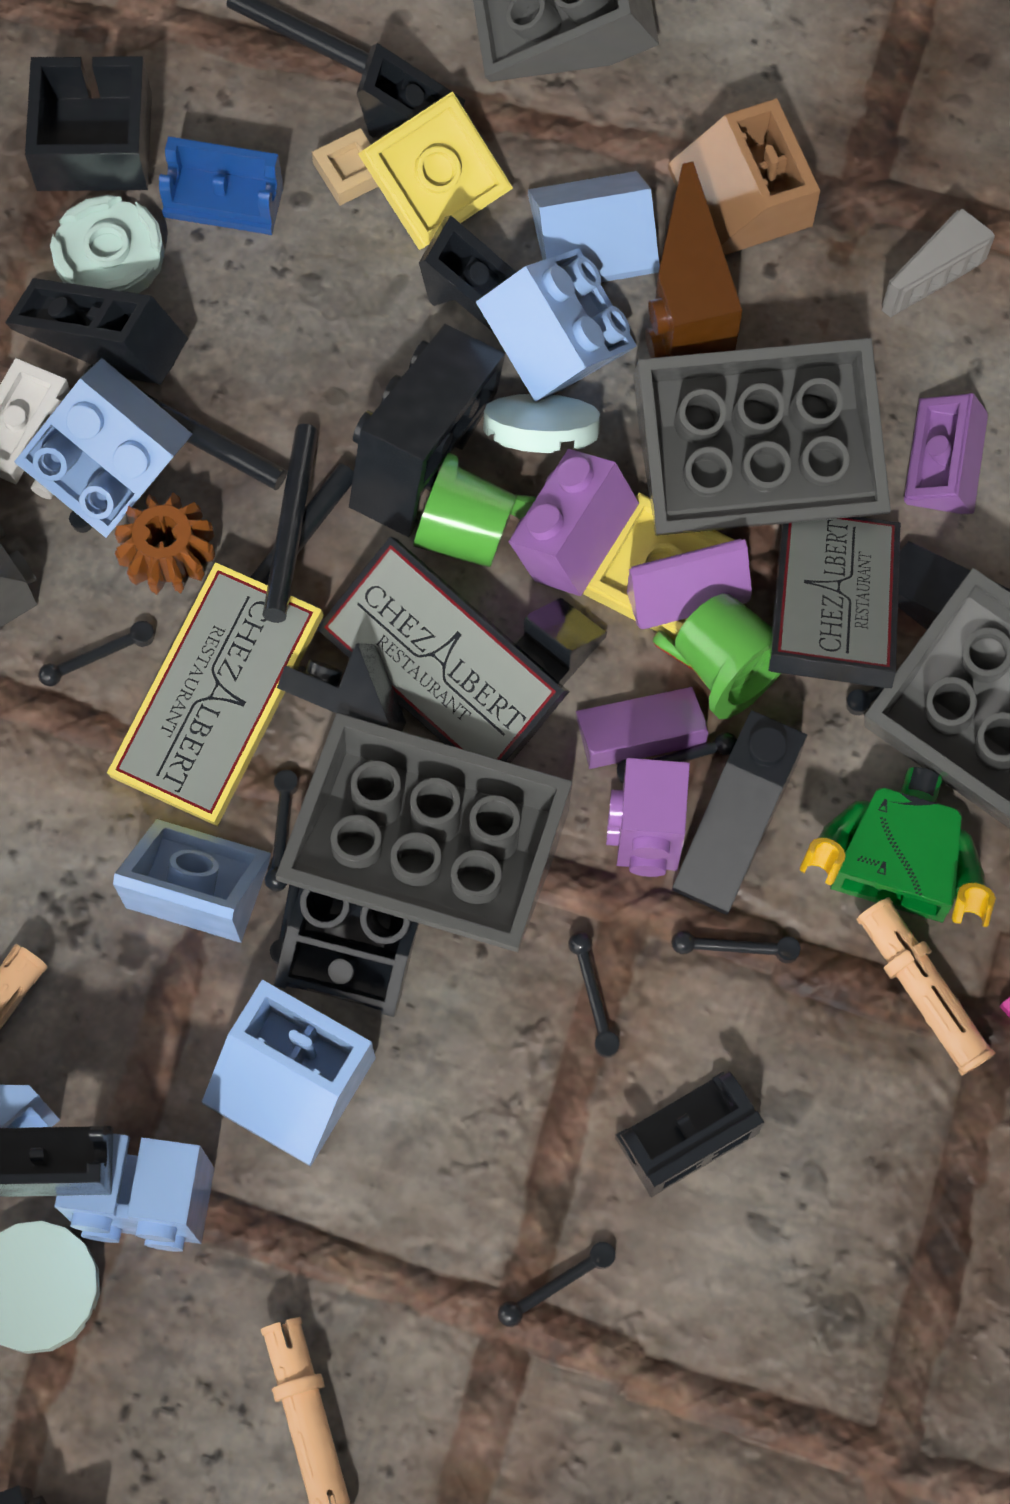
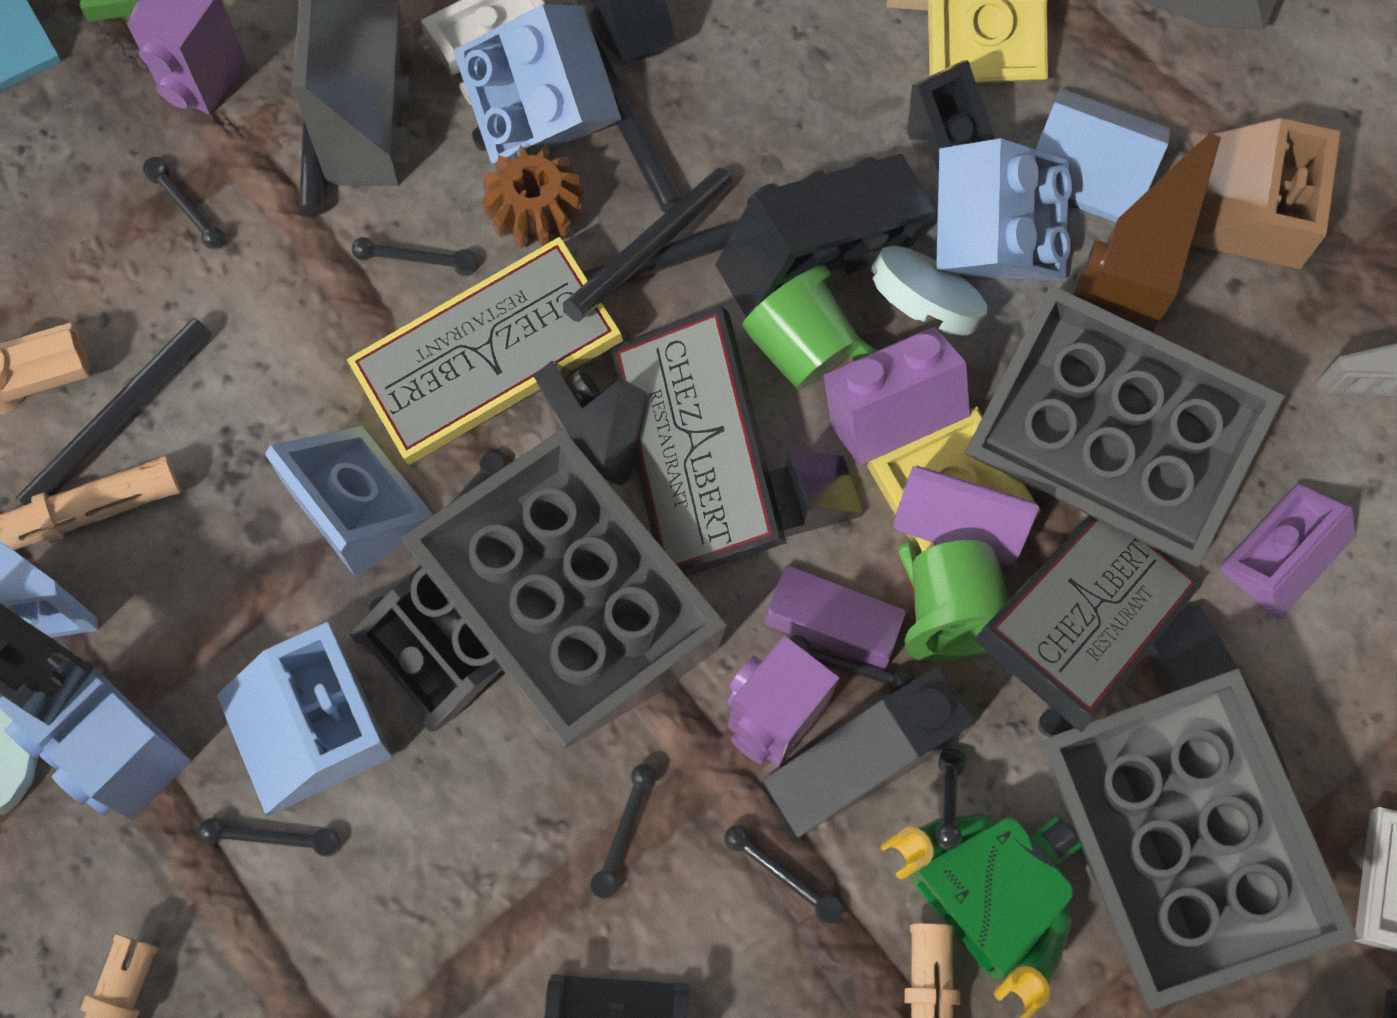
camera: 30 degrees right, 0 degrees up
(368, 1157) = (324, 842): none -> black hinge
(805, 780) = (952, 764): none -> black hinge

